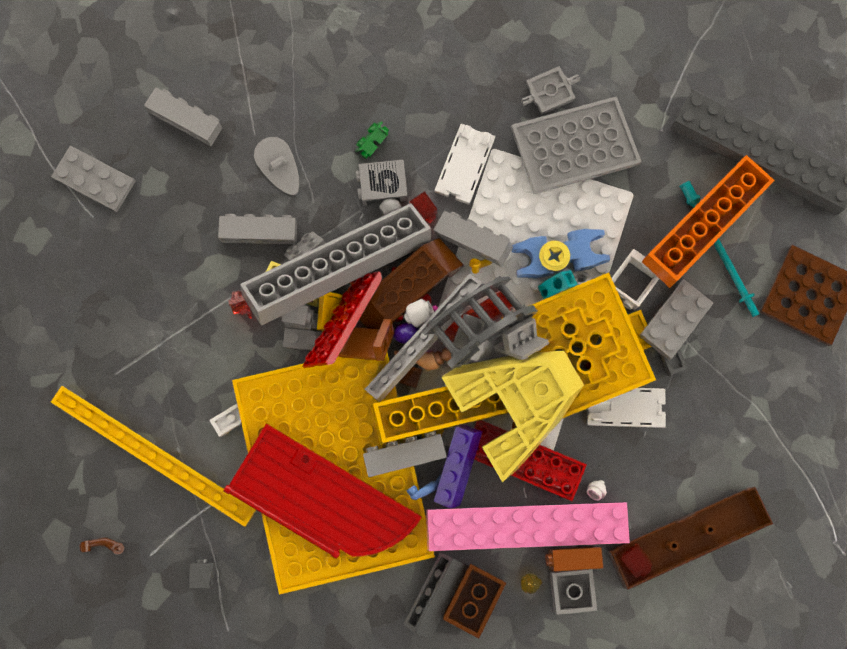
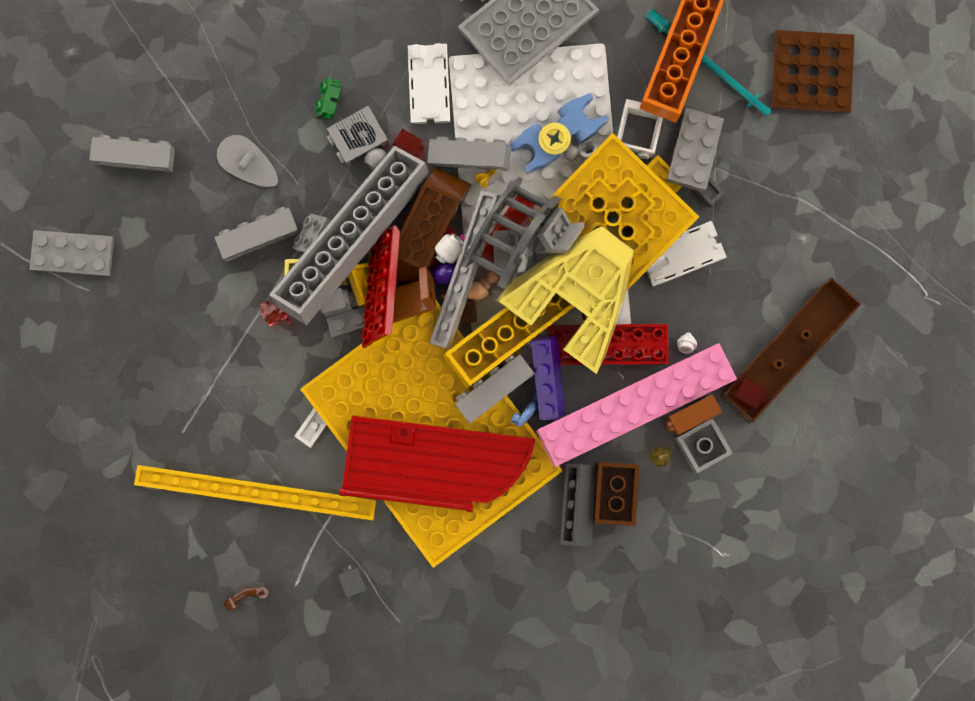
camera: 20 degrees left, 5 degrees up
(557, 284) = (569, 164): teal leg -> none

